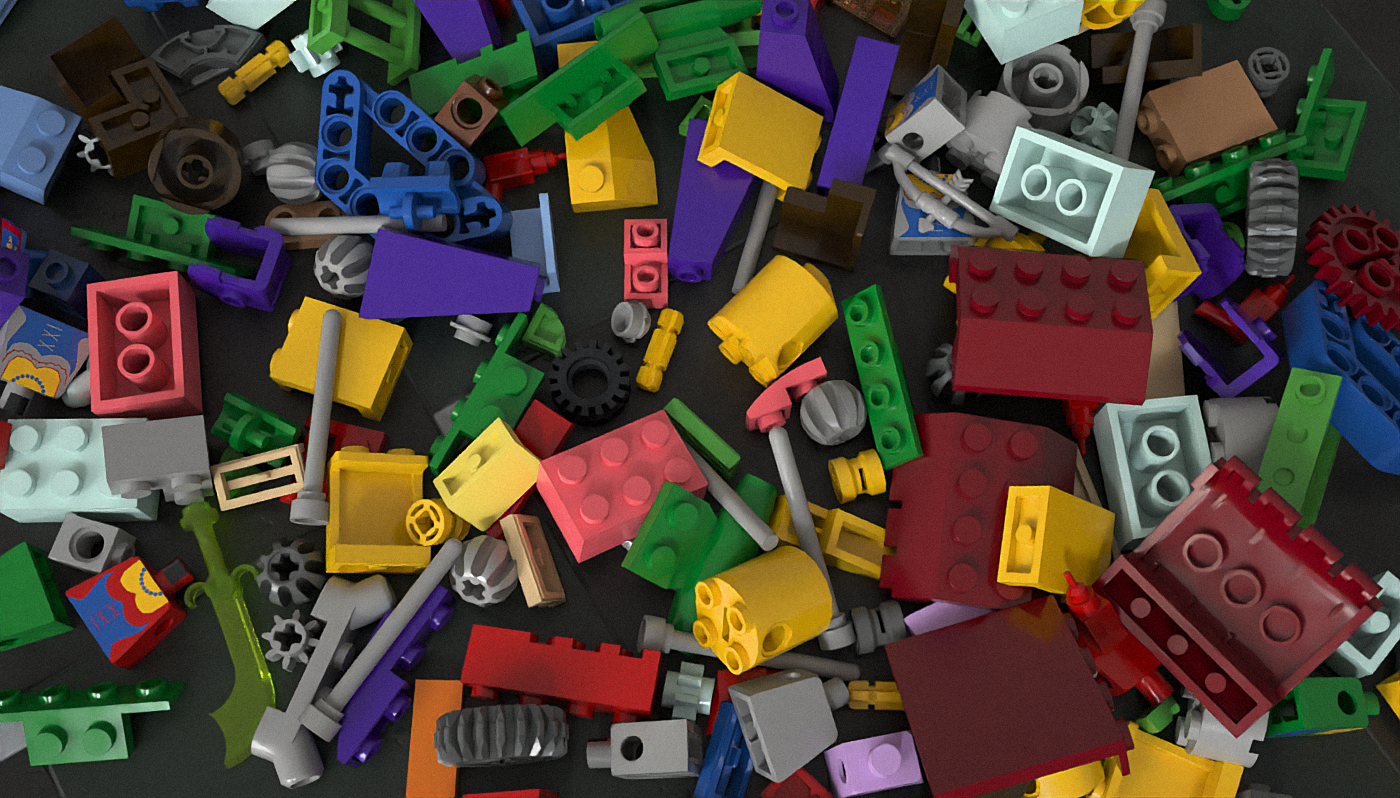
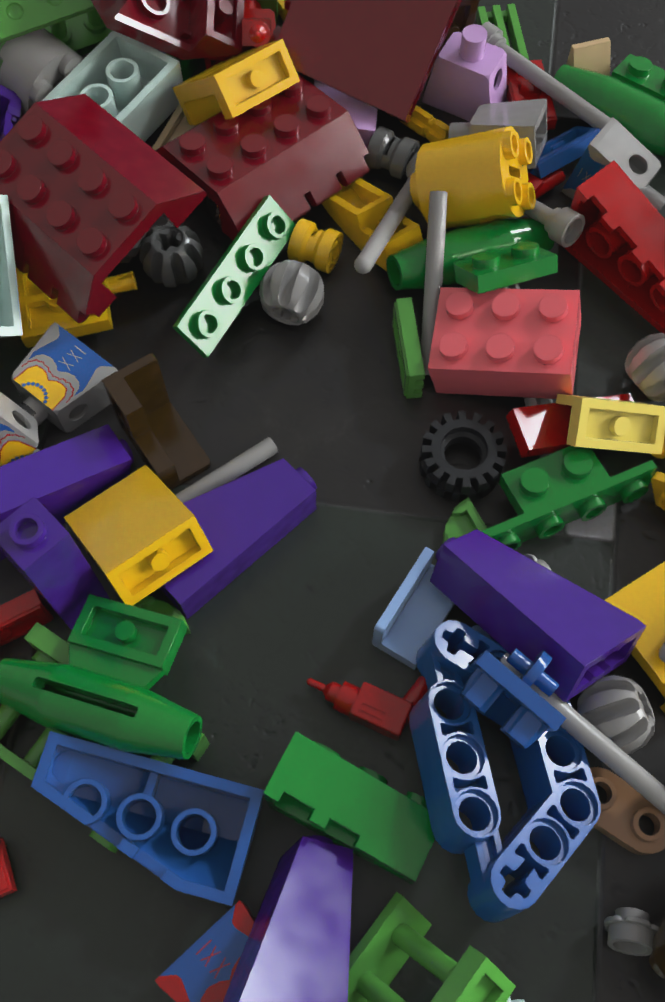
camera: 140 degrees left, 5 degrees down
(293, 173) = (606, 869): light grey piece -> none
(459, 122) = (390, 752): reddish brown brick -> none
(533, 560) = (612, 354): tan tile -> none
(586, 87) = (257, 669): green bracket -> none
(612, 162) = (272, 660): yellow wedge -> none
(630, 320) = (386, 480): light grey plate -> none
(646, 262) = (330, 526): coral slope -> none
(659, 350) = (380, 445): yellow axle -> none
(688, 692) = (557, 190): light aqua gear -> none
(775, 318) = (270, 378): yellow cylinder -> none
(775, 404) = (329, 336): coral slope -> none
(953, 190) = (63, 357): light grey piece -> none

